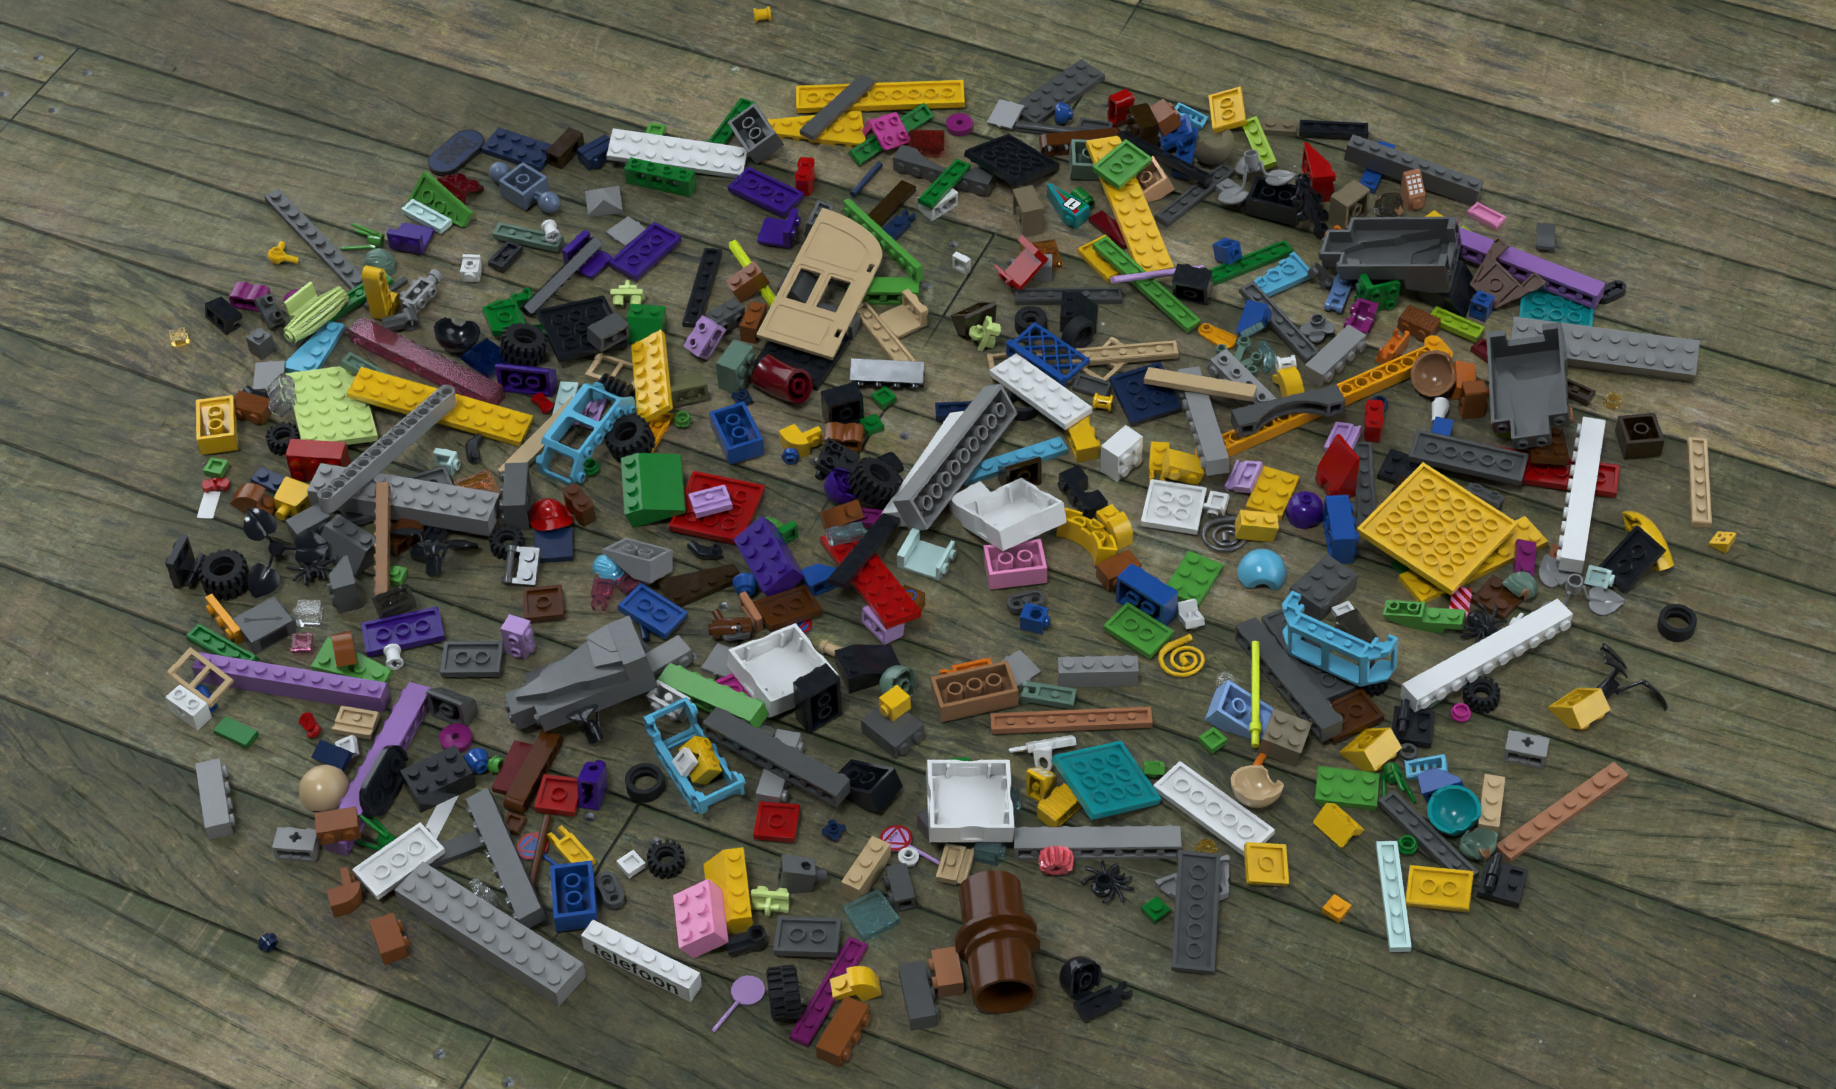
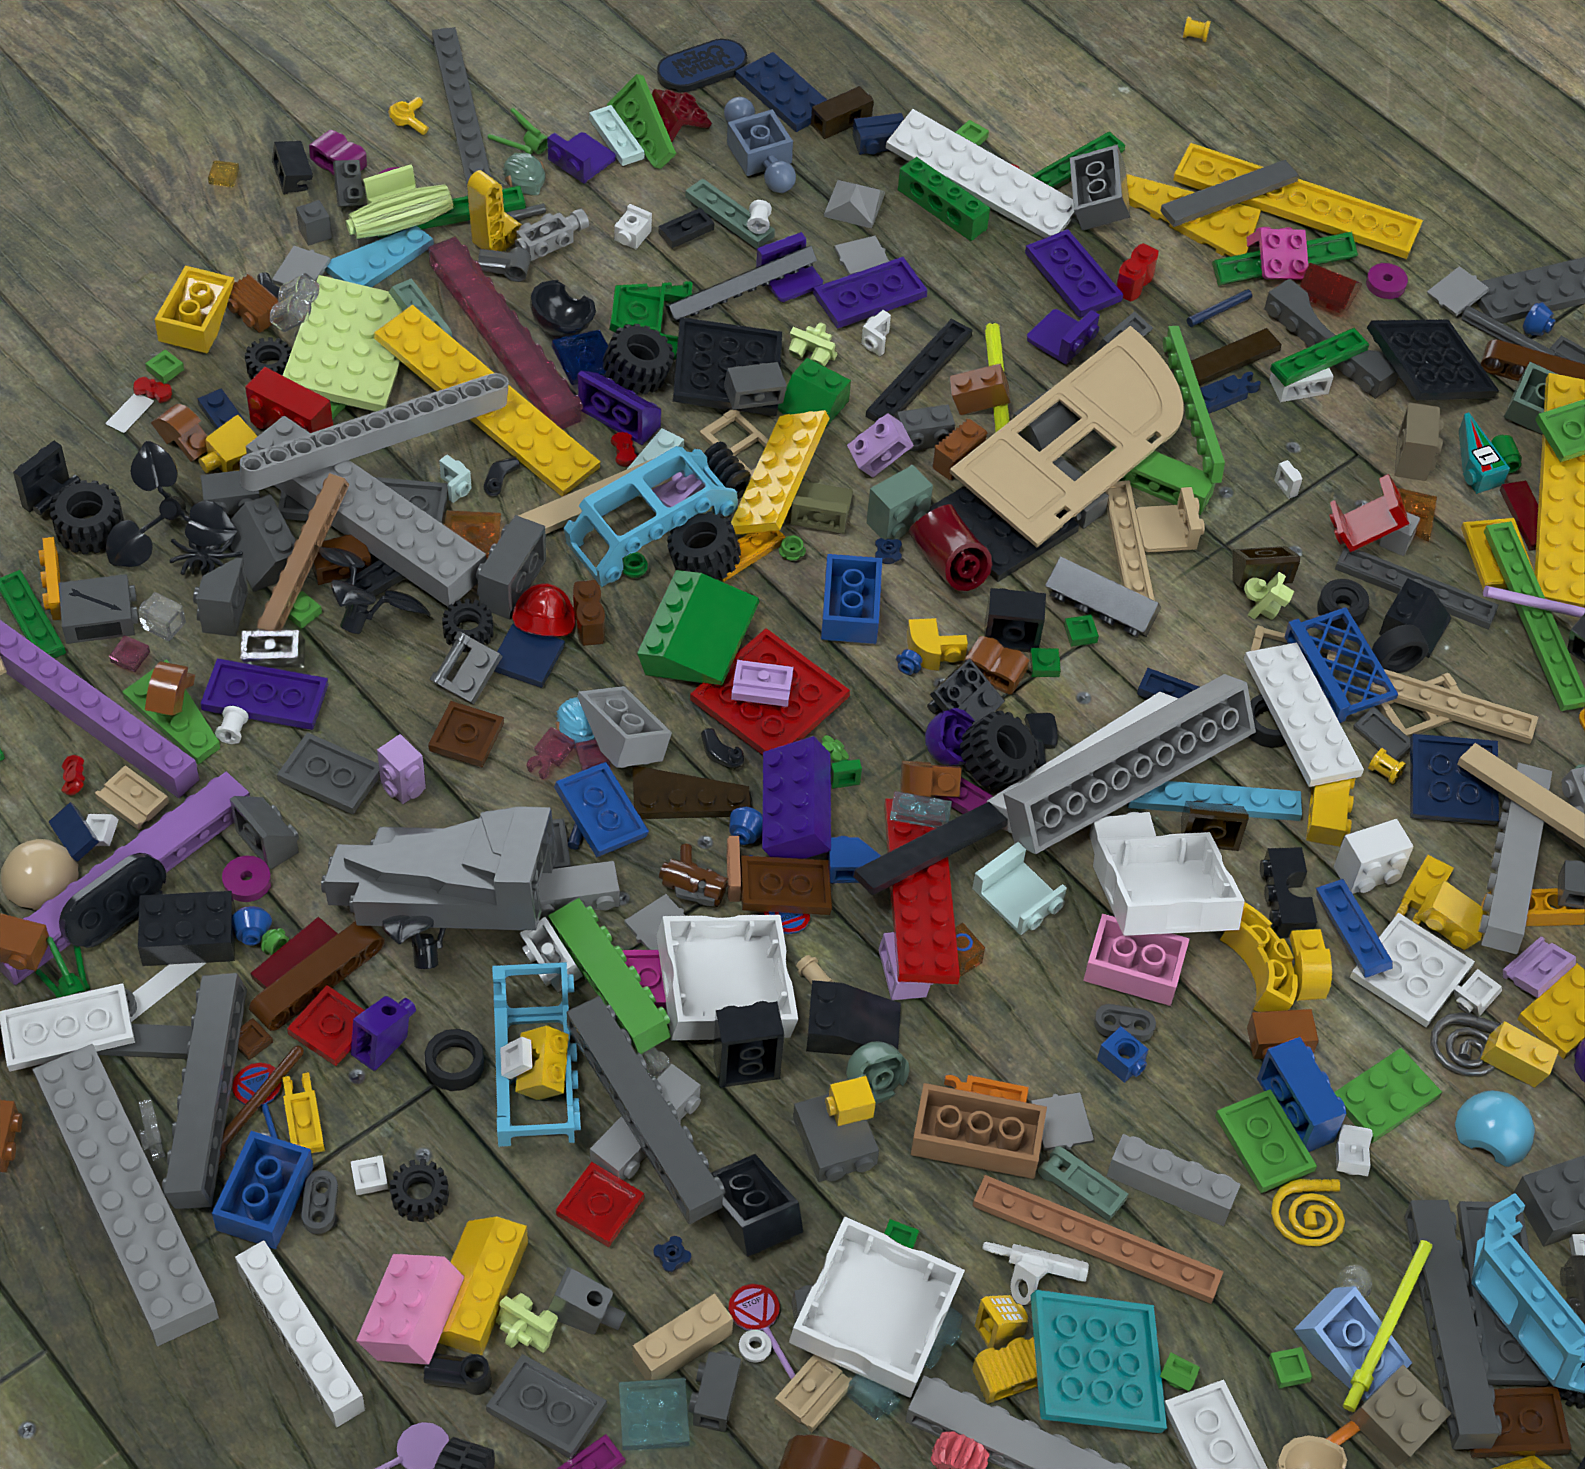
camera: 20 degrees right, 5 degrees up
(662, 274) = (875, 331): none -> white bracket
(1130, 496) = (1354, 928): none -> blue plate

